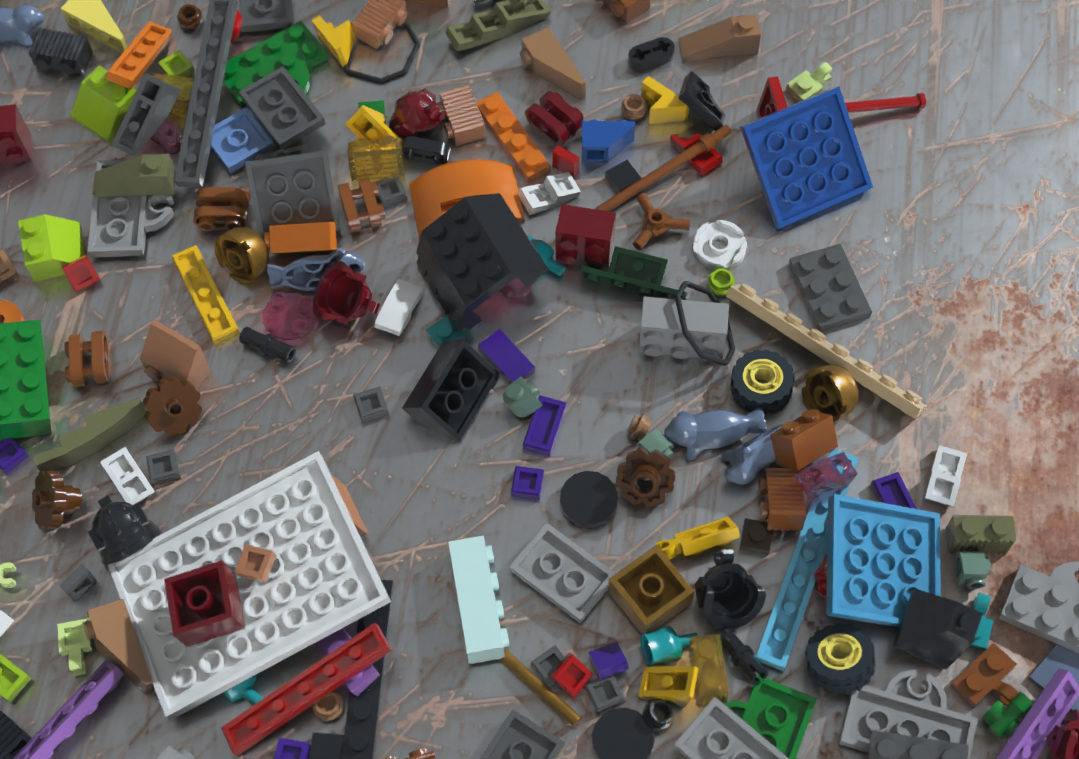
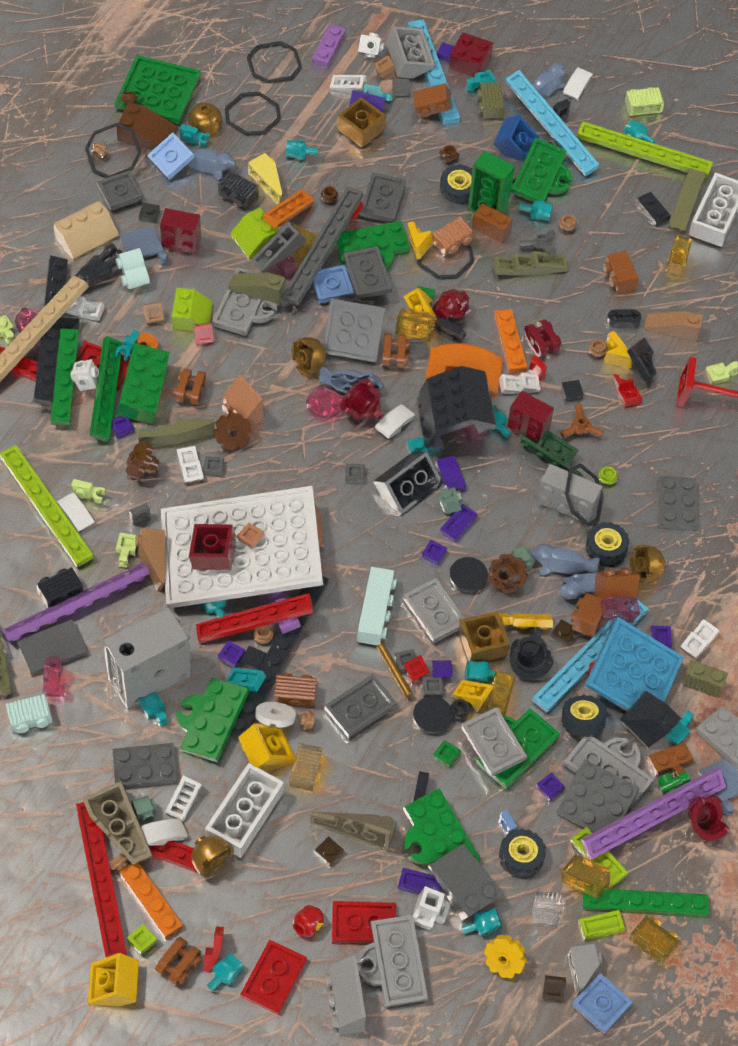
camera: 15 degrees right, 5 degrees down
(120, 530) = (175, 491): black helmet -> none
(176, 65) = (309, 223): lime plate -> none
(205, 295) = (276, 372): yellow tile -> none
(221, 208) = (305, 322): dark orange brick -> none
(267, 344) = (304, 415): black pin -> none
(302, 238) = (349, 357): orange slope -> none
(462, 115) = (482, 316): nougat brick -> none
(552, 63) = (554, 301): medium nougat slope -> none
(605, 139) = (569, 362): blue slope -> none
(639, 427) = (517, 542): medium nougat plate -> none
(704, 143) = (634, 386): dark orange bar -> none
(719, 258) = (617, 462): white tile -> none
(743, 656) = (524, 694): black pin -> none
(807, 157) = (694, 416): blue plate -> none
(833, 354) = (651, 531): tan plate -> none
(971, 568) = (690, 696): sand green plate -> none

